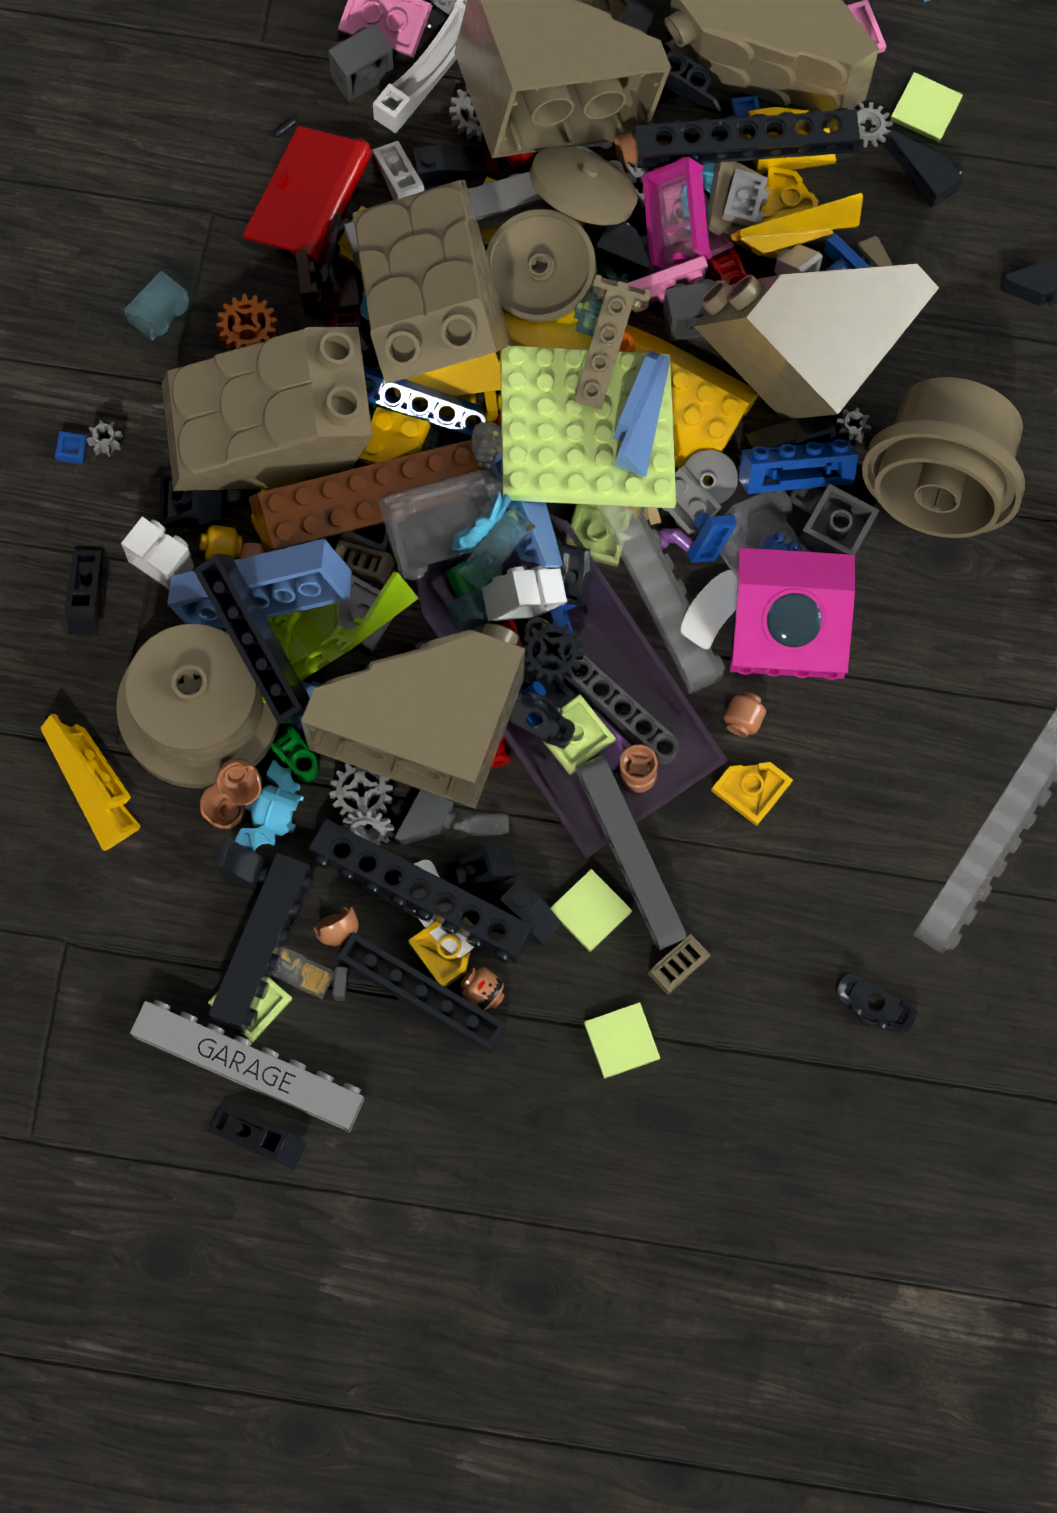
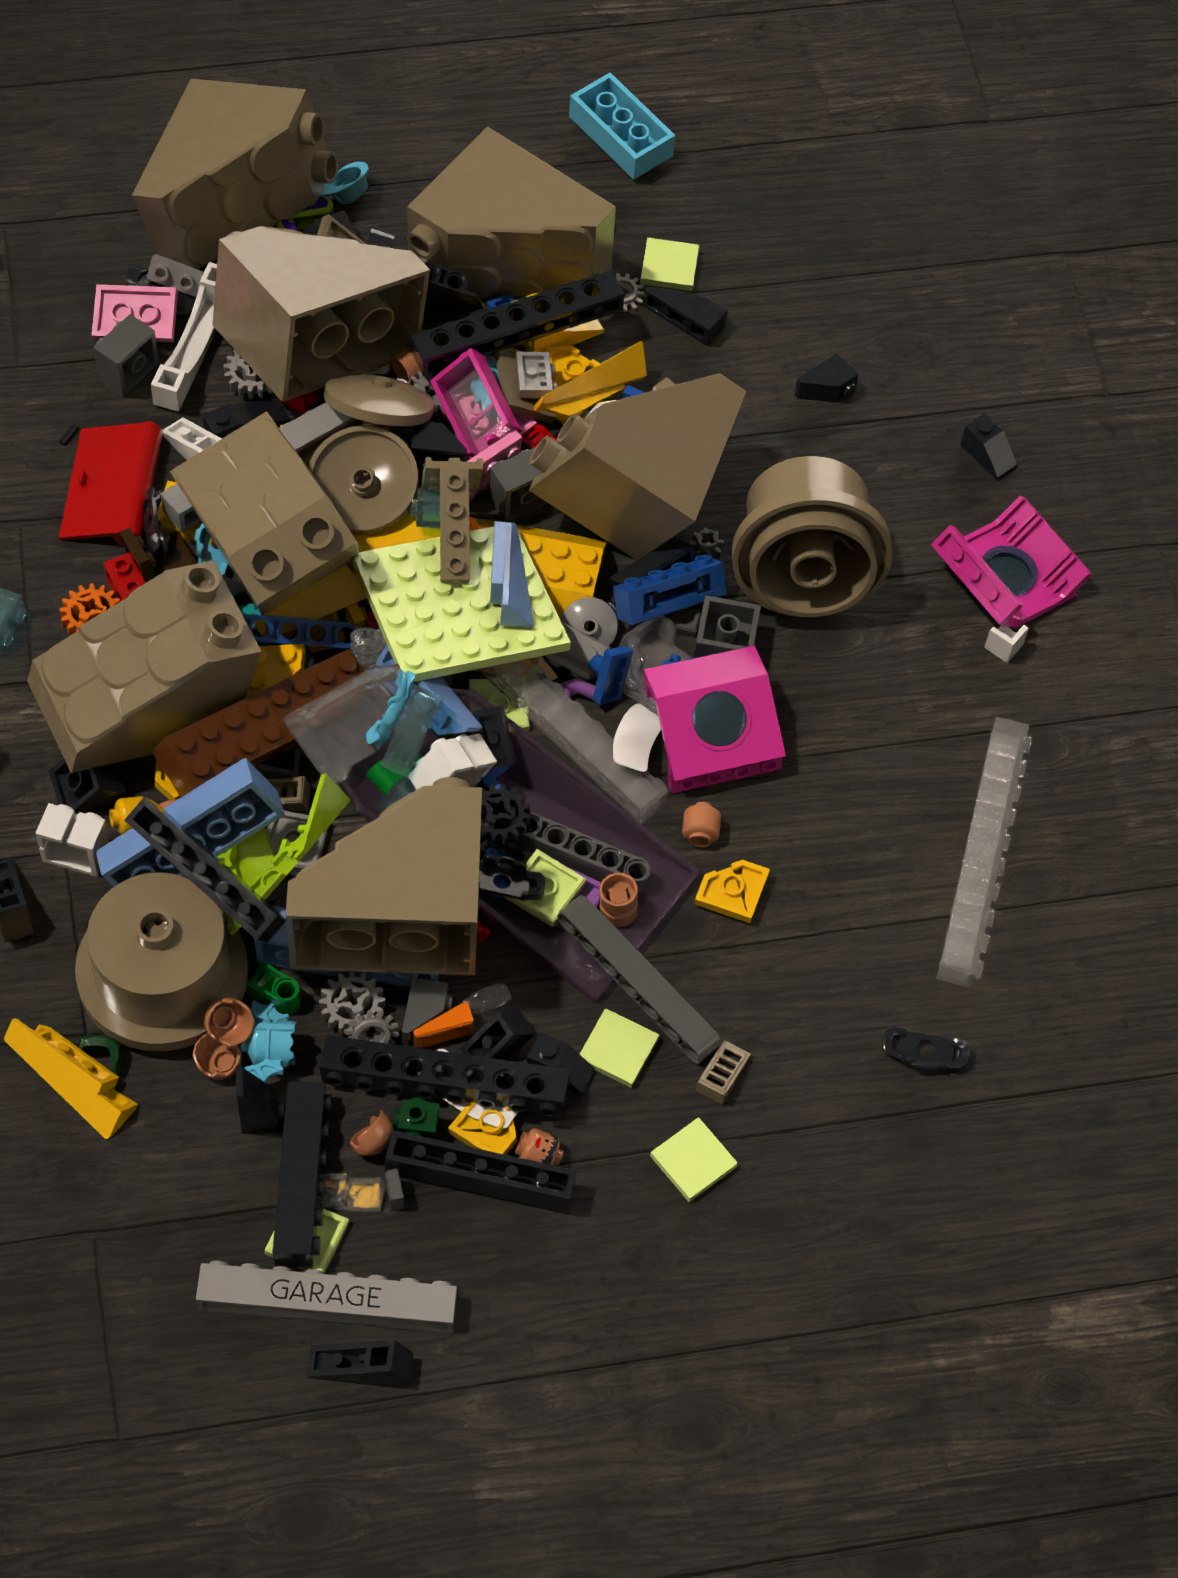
camera: 20 degrees left, 15 degrees down
(134, 768) = (103, 1043): none -> dark green hair
(288, 304) = (123, 575): none -> red brick
(389, 933) = (417, 1117): none -> dark green brick
(440, 842) = (448, 1026): none -> orange slope

